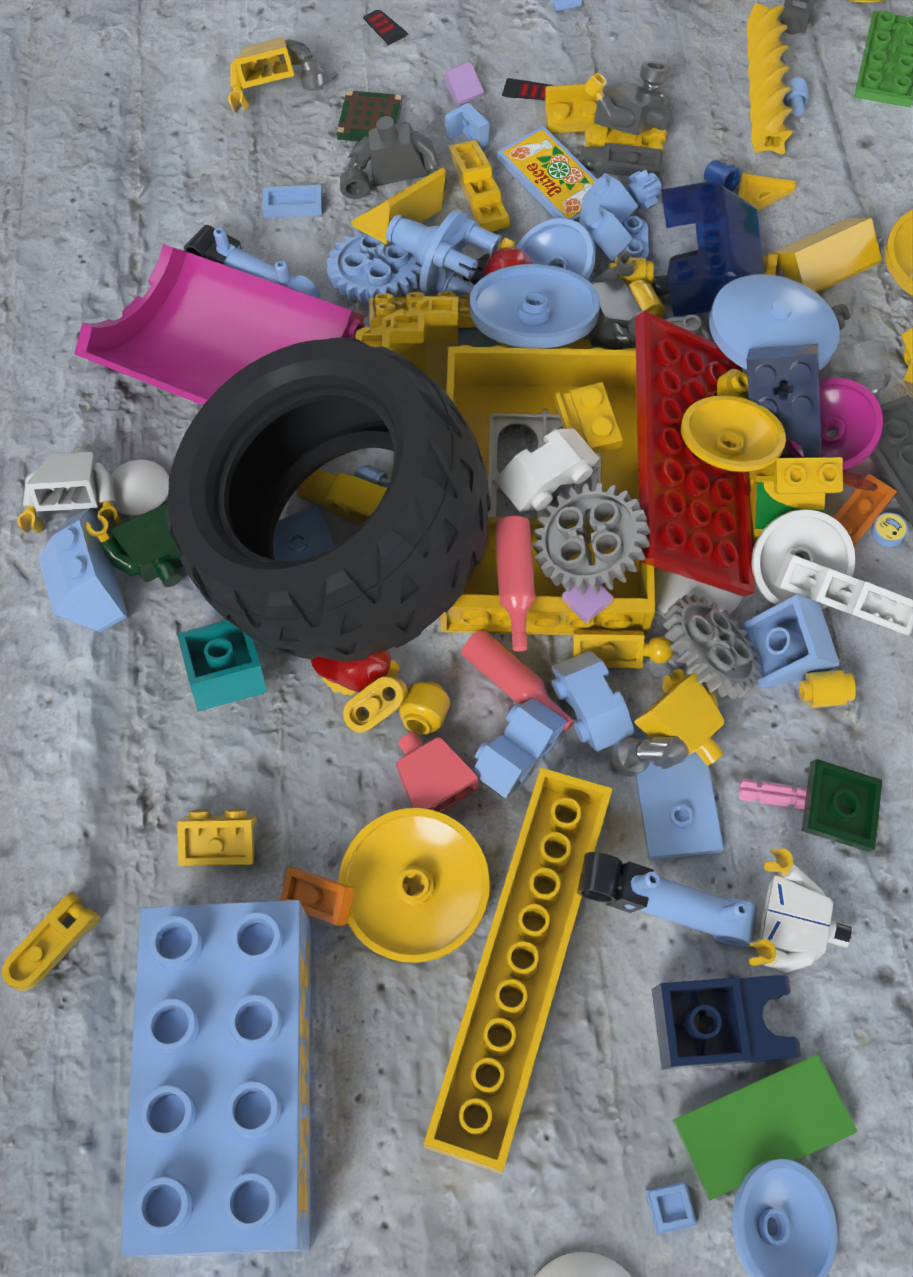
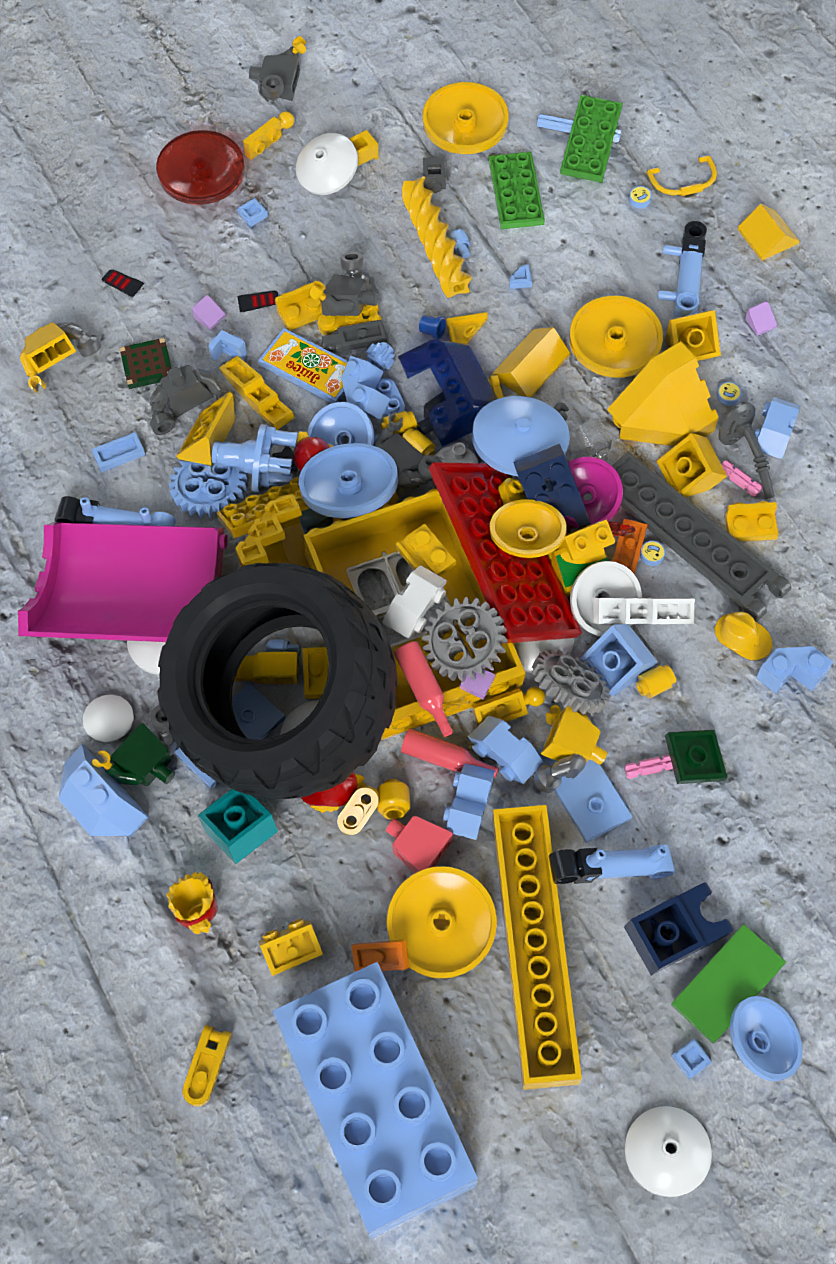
camera: 25 degrees left, 0 degrees up
(67, 483) = (57, 735): white torso -> none
(126, 737) = (193, 902): none -> yellow hair
(795, 919) = (695, 843): white torso -> none
(855, 157) = (521, 278): none -> light blue tile

